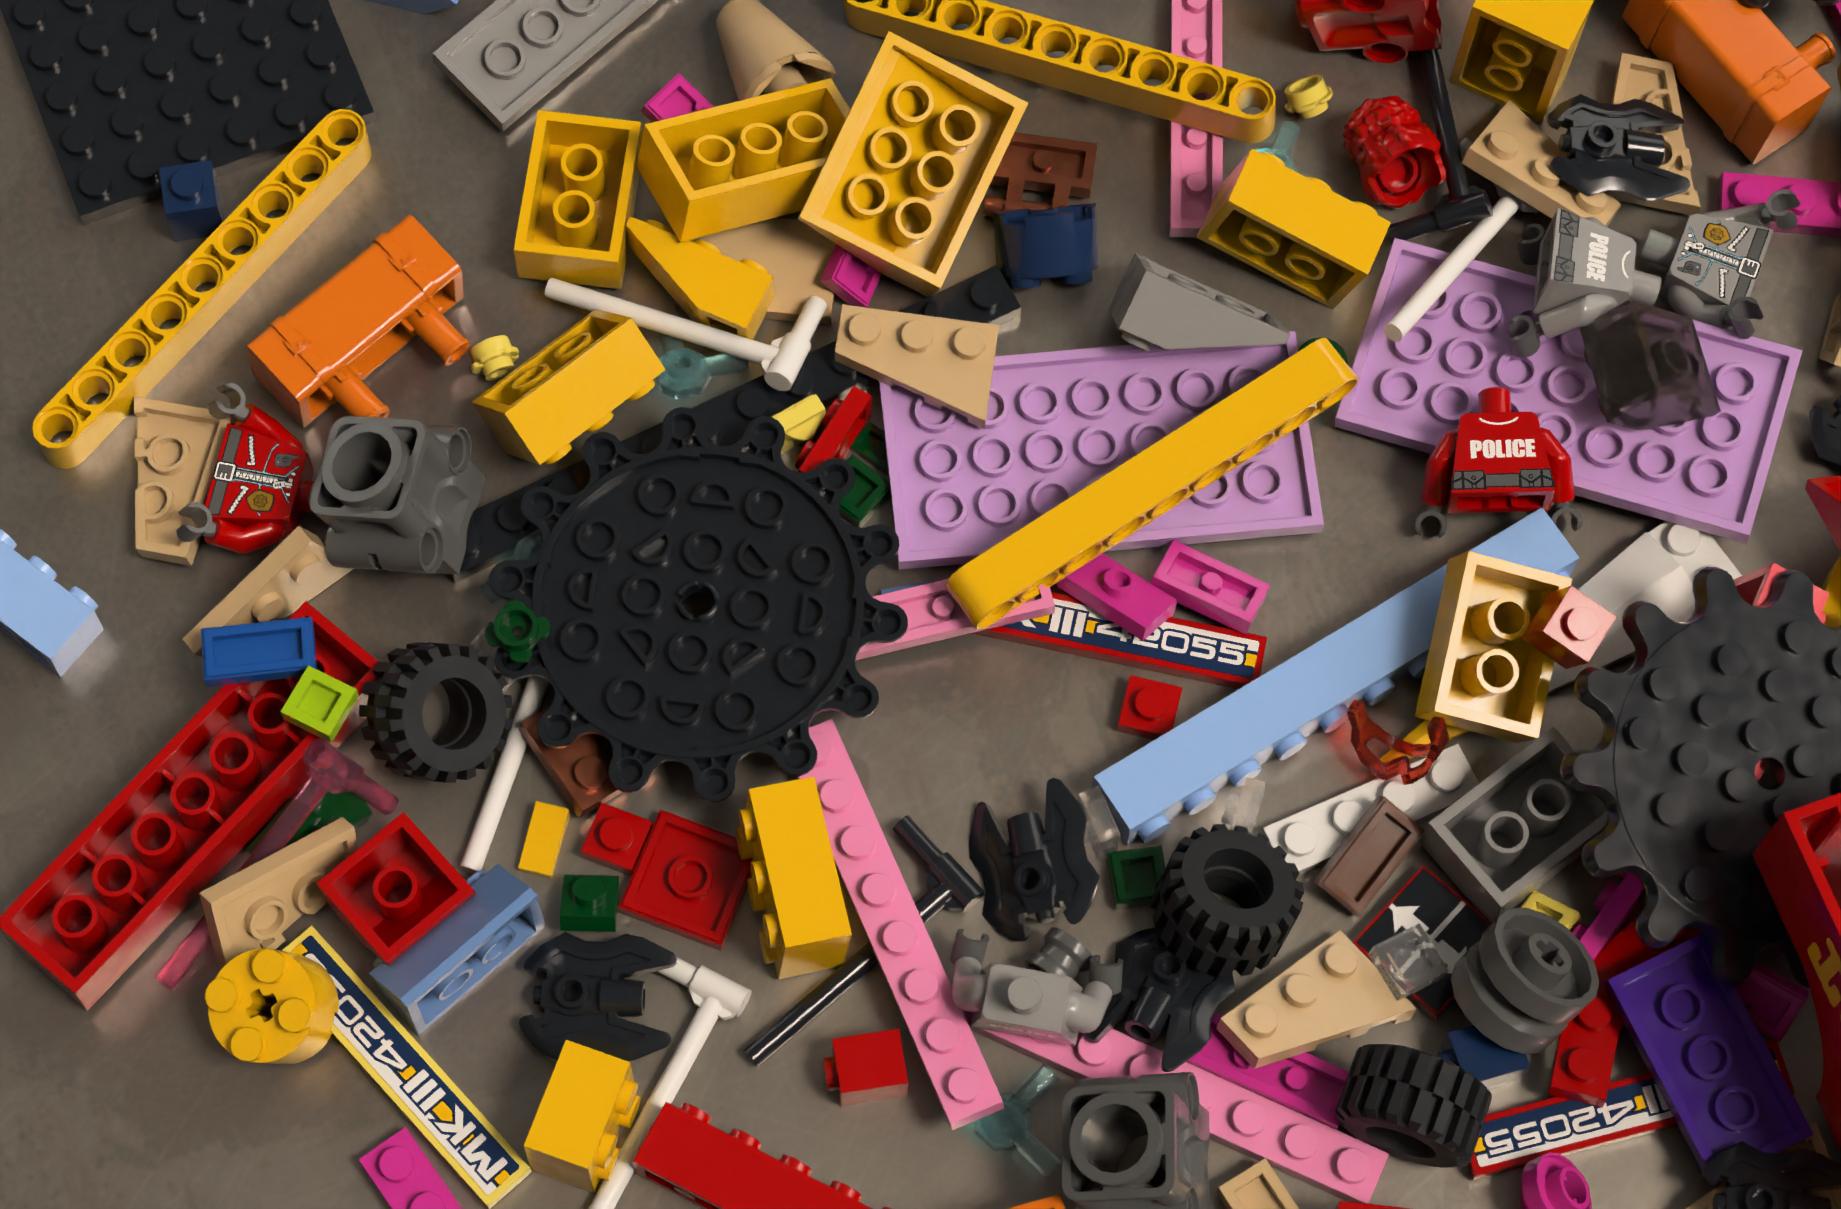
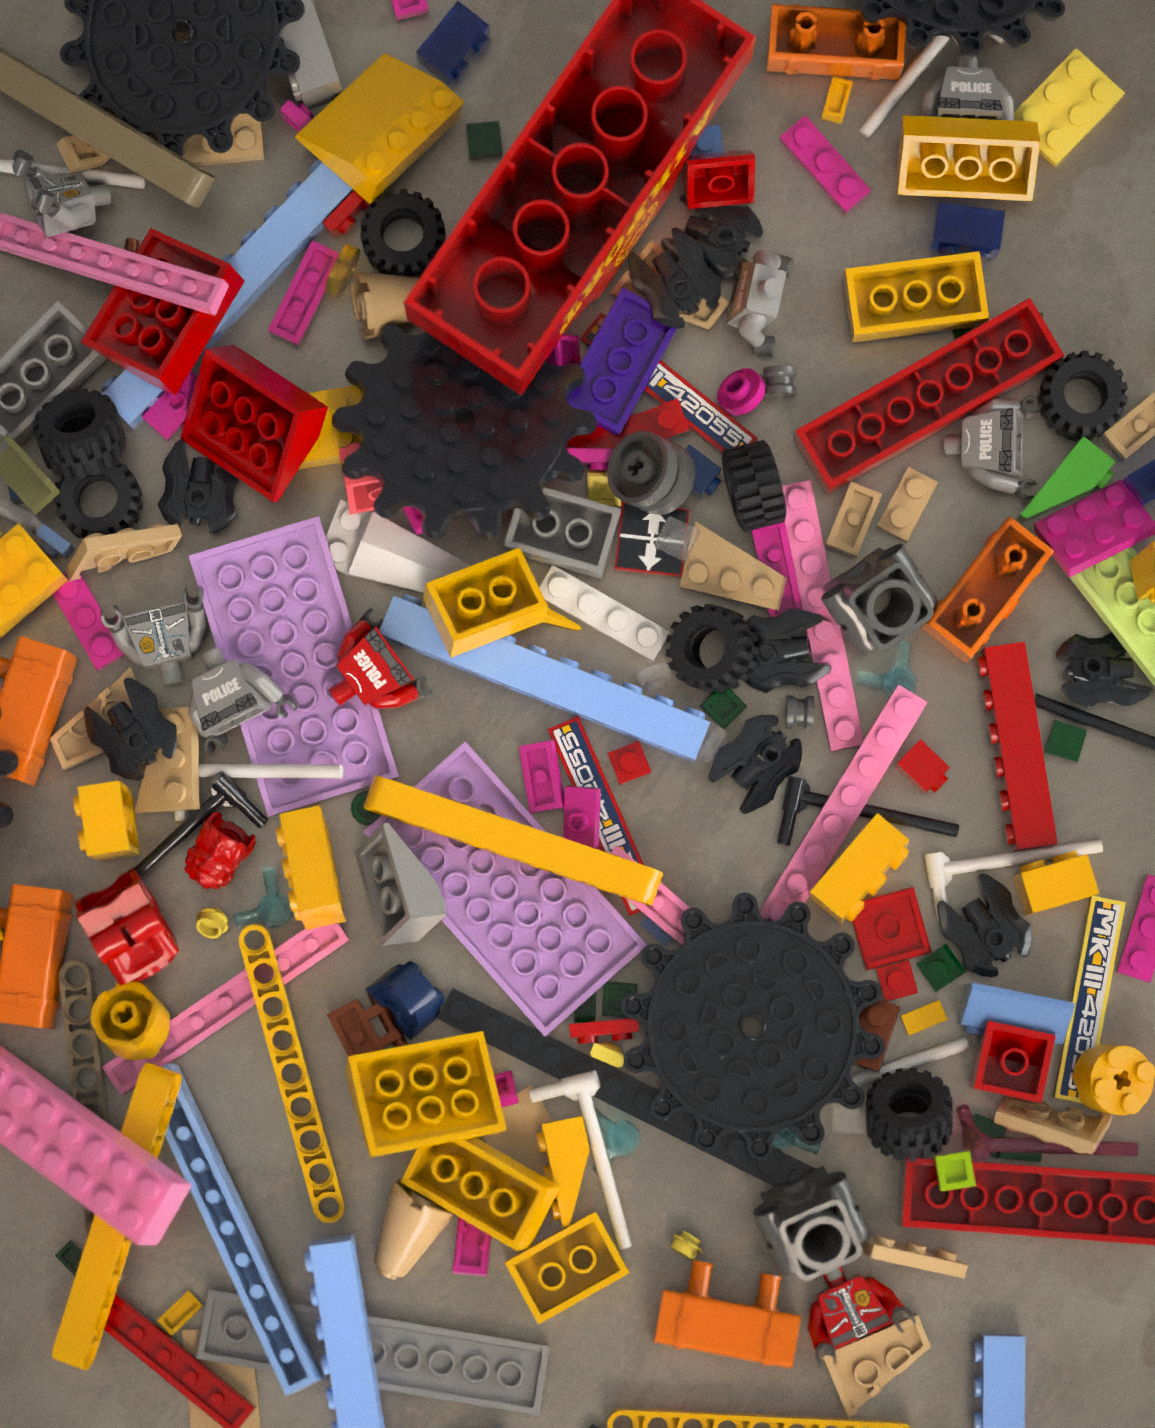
camera: 125 degrees left, 15 degrees up
(258, 651) = (948, 1226): blue tile -> none
(517, 616) = (846, 1110): dark green plate -> none
(569, 387) = (683, 1185): yellow brick -> none
(929, 355) = (524, 1014): tan wing -> none
(1030, 1000) = (841, 707): light grey torso -> none
(1365, 729) = (567, 644): clear red helmet -> none
(1368, 856) = (631, 597): reddish brown tile -> none
(1569, 627) = (460, 564): brick -> none
(1648, 367) = (261, 625): clear smoke slope -> none

